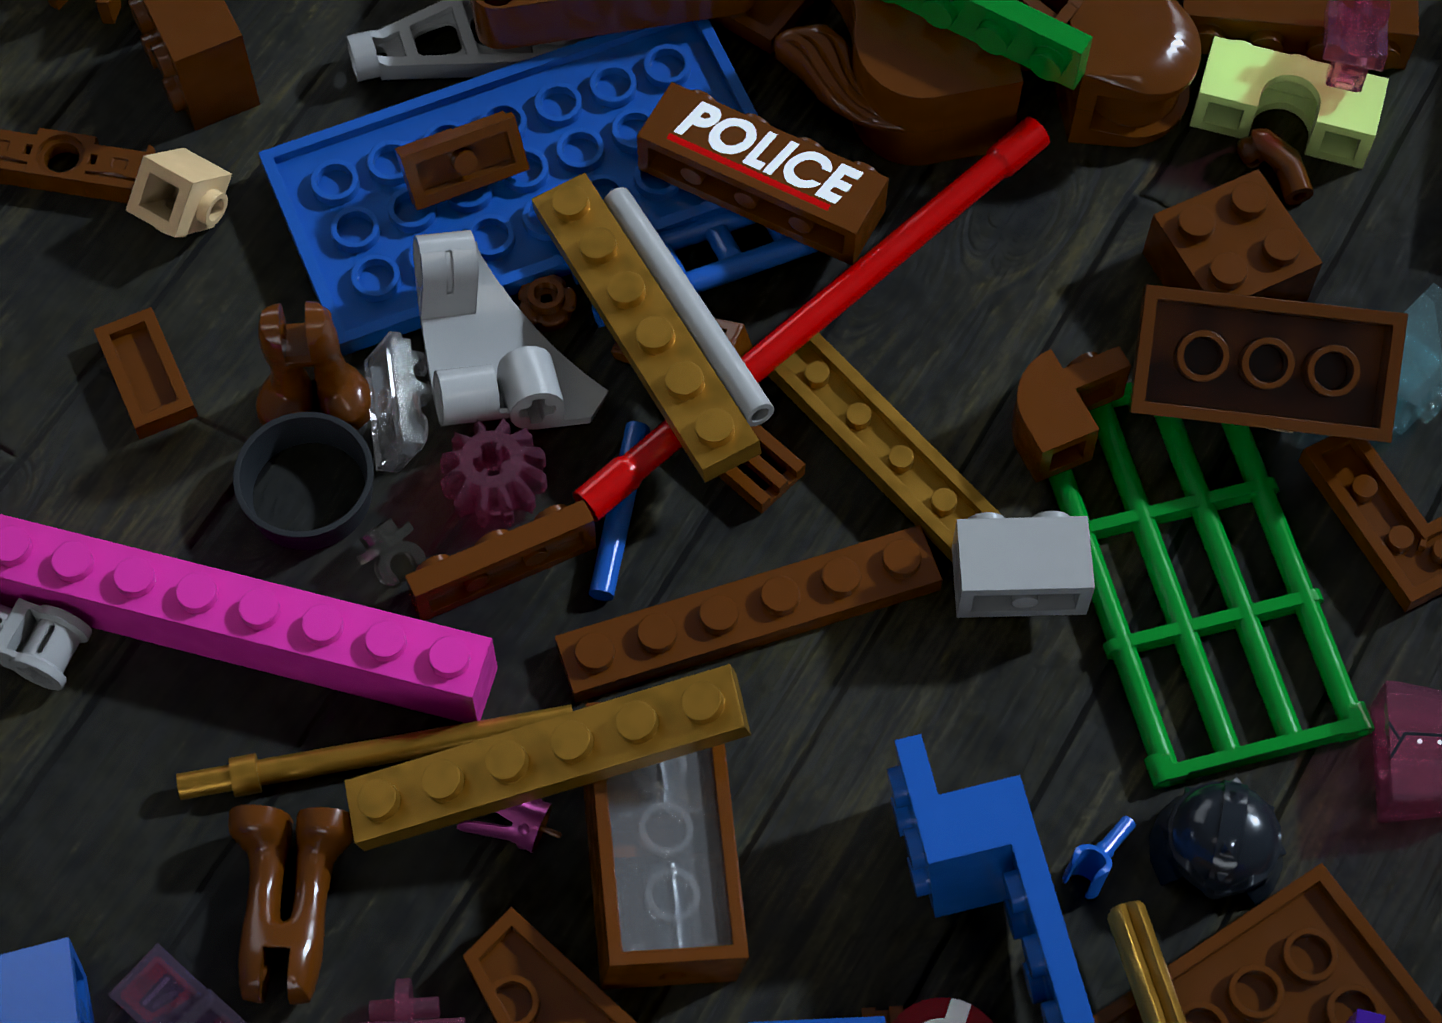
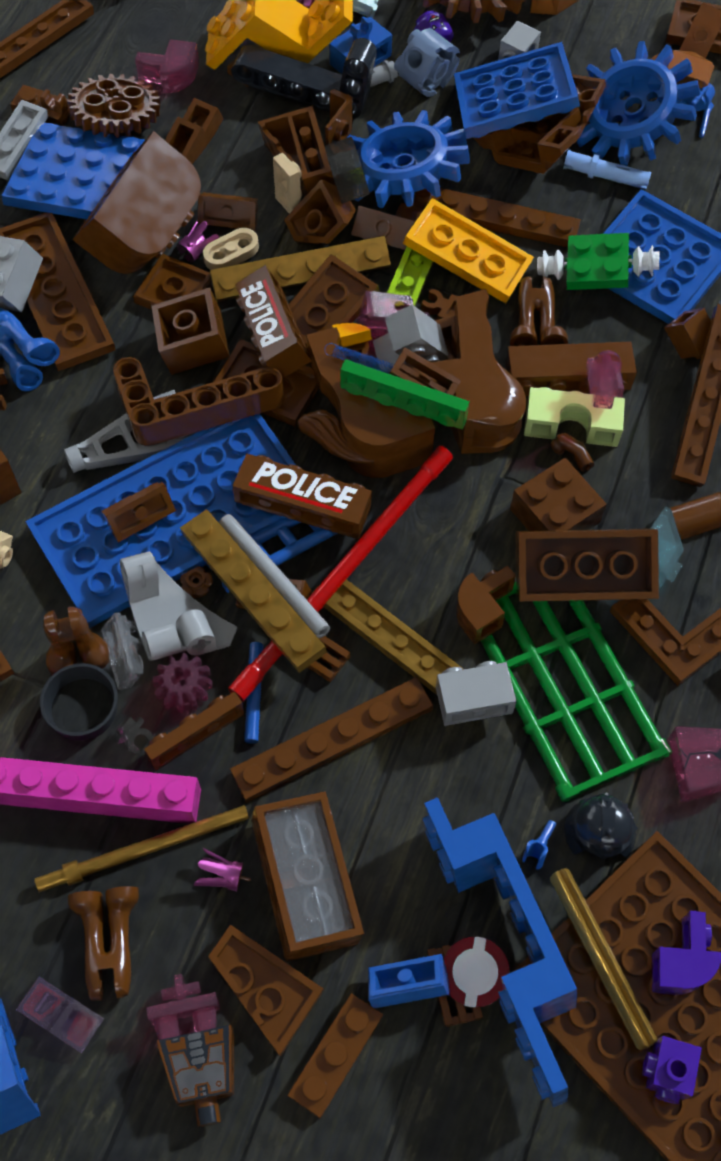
camera: 10 degrees left, 0 degrees up
(547, 757) = (237, 841): pearl gold plate -> none

